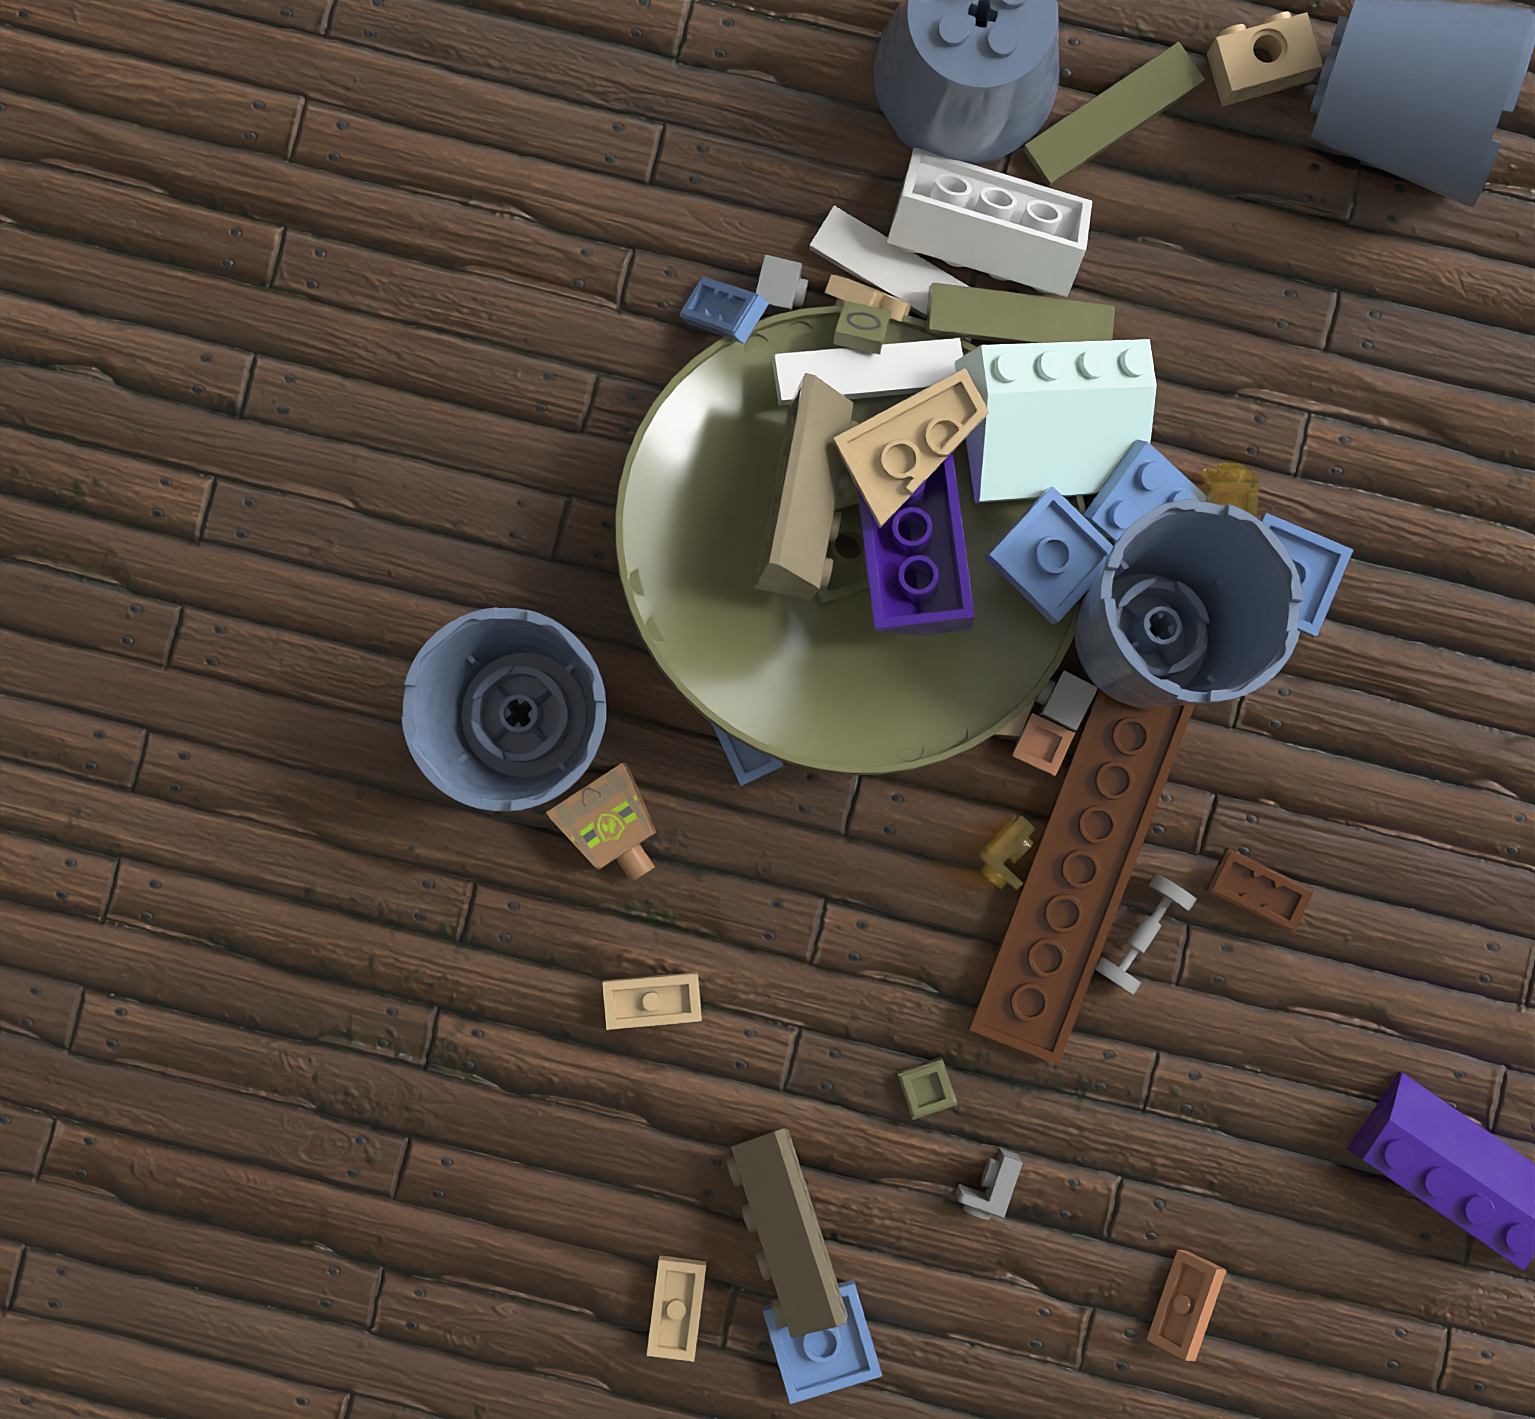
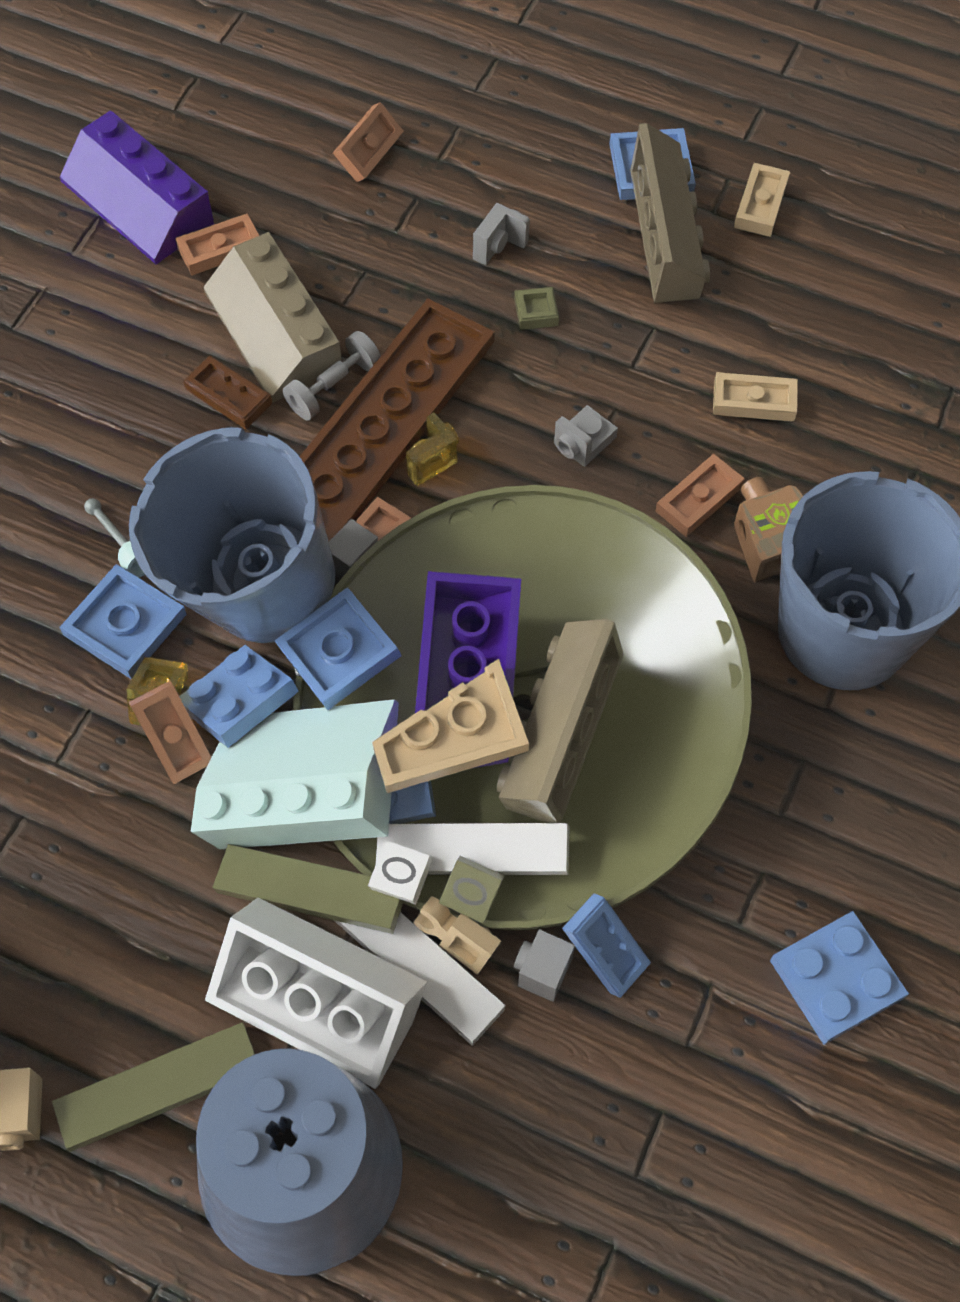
camera: 170 degrees left, 25 degrees down
(499, 336) = (838, 977): none -> medium blue plate
(698, 853) = (699, 495): none -> nougat plate
(840, 912) = (584, 435): none -> light grey bracket
(934, 332) = (400, 872): none -> white tile
(1200, 447) = (171, 732): none -> nougat plate
(1236, 1003) = (271, 316): none -> dark tan slope
(1306, 659) = (125, 556): none -> hinge
(1329, 1105) = (210, 245): none -> nougat plate

